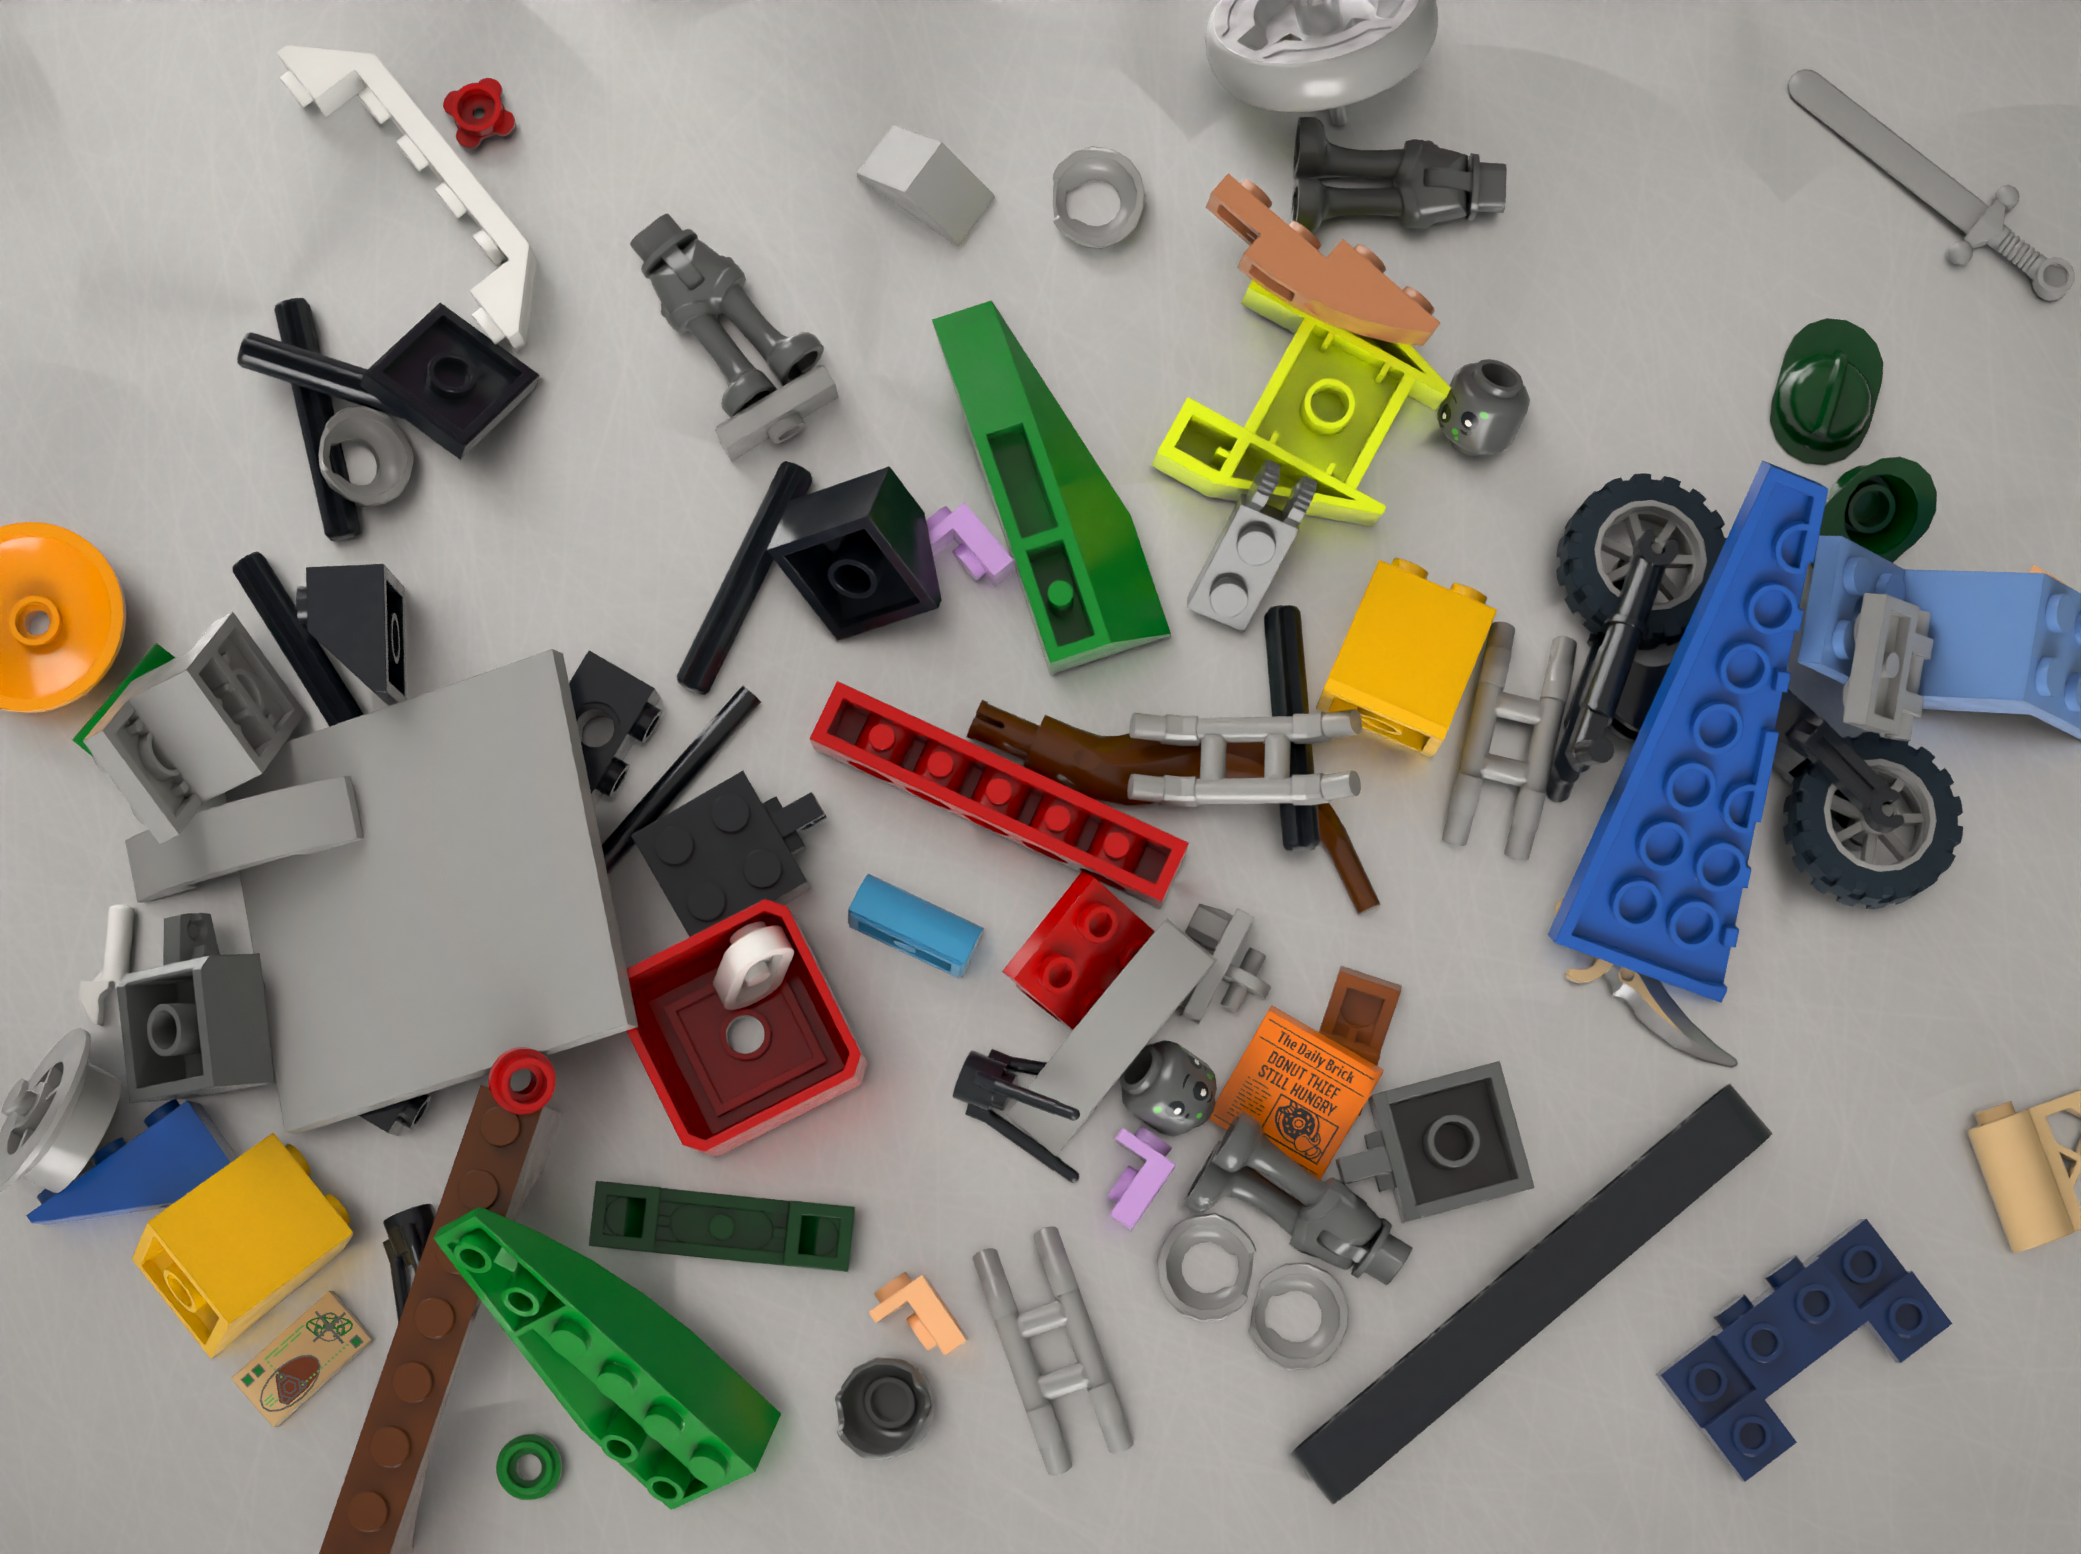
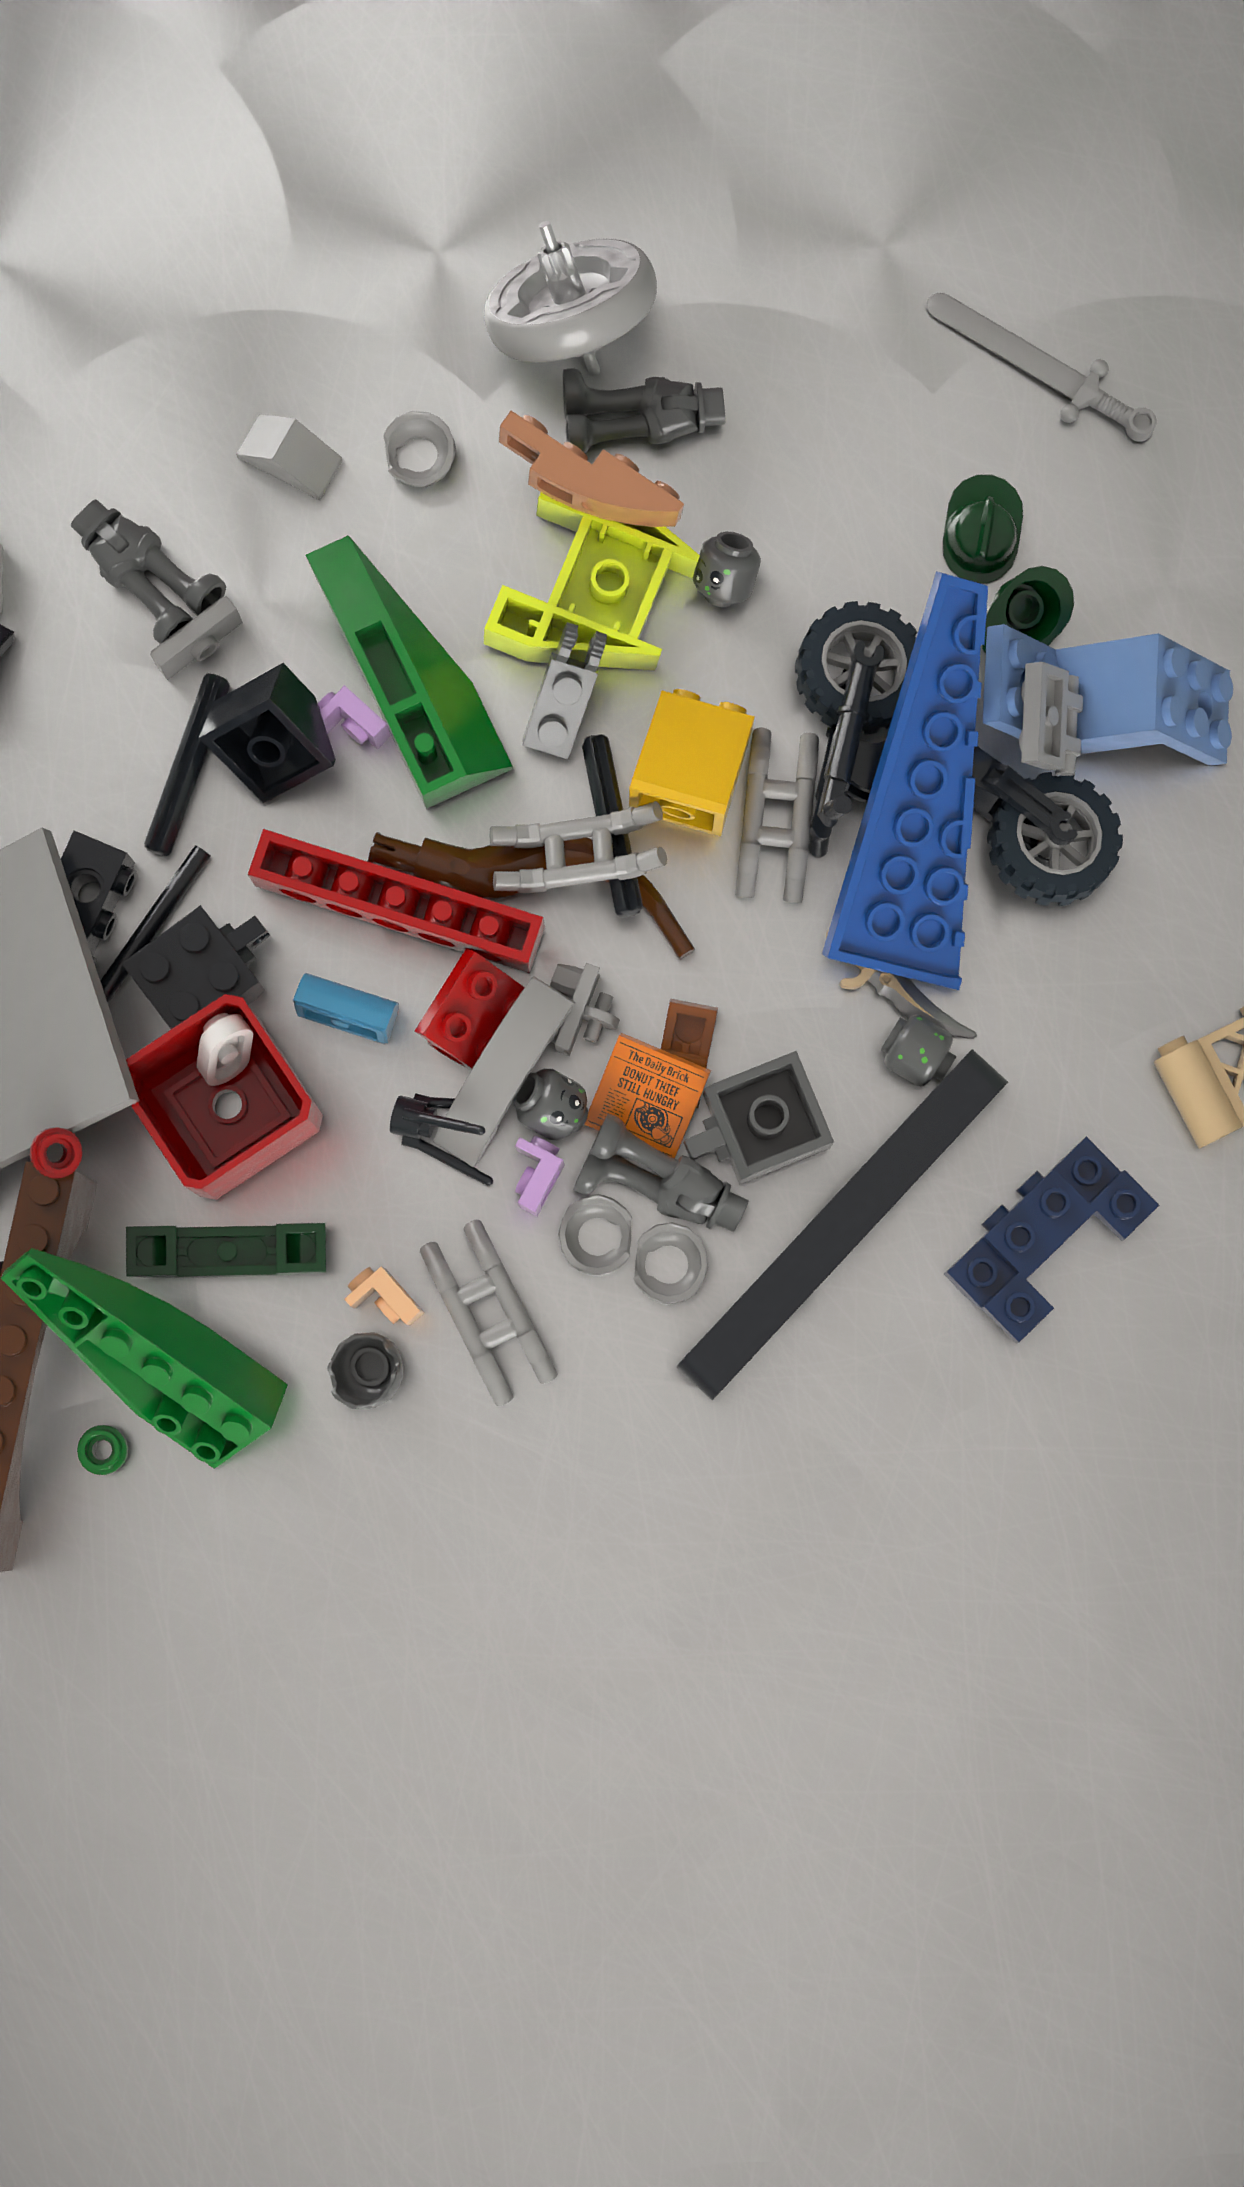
camera: 10 degrees left, 0 degrees up
(1659, 1076) = (918, 1050): none -> dark grey head

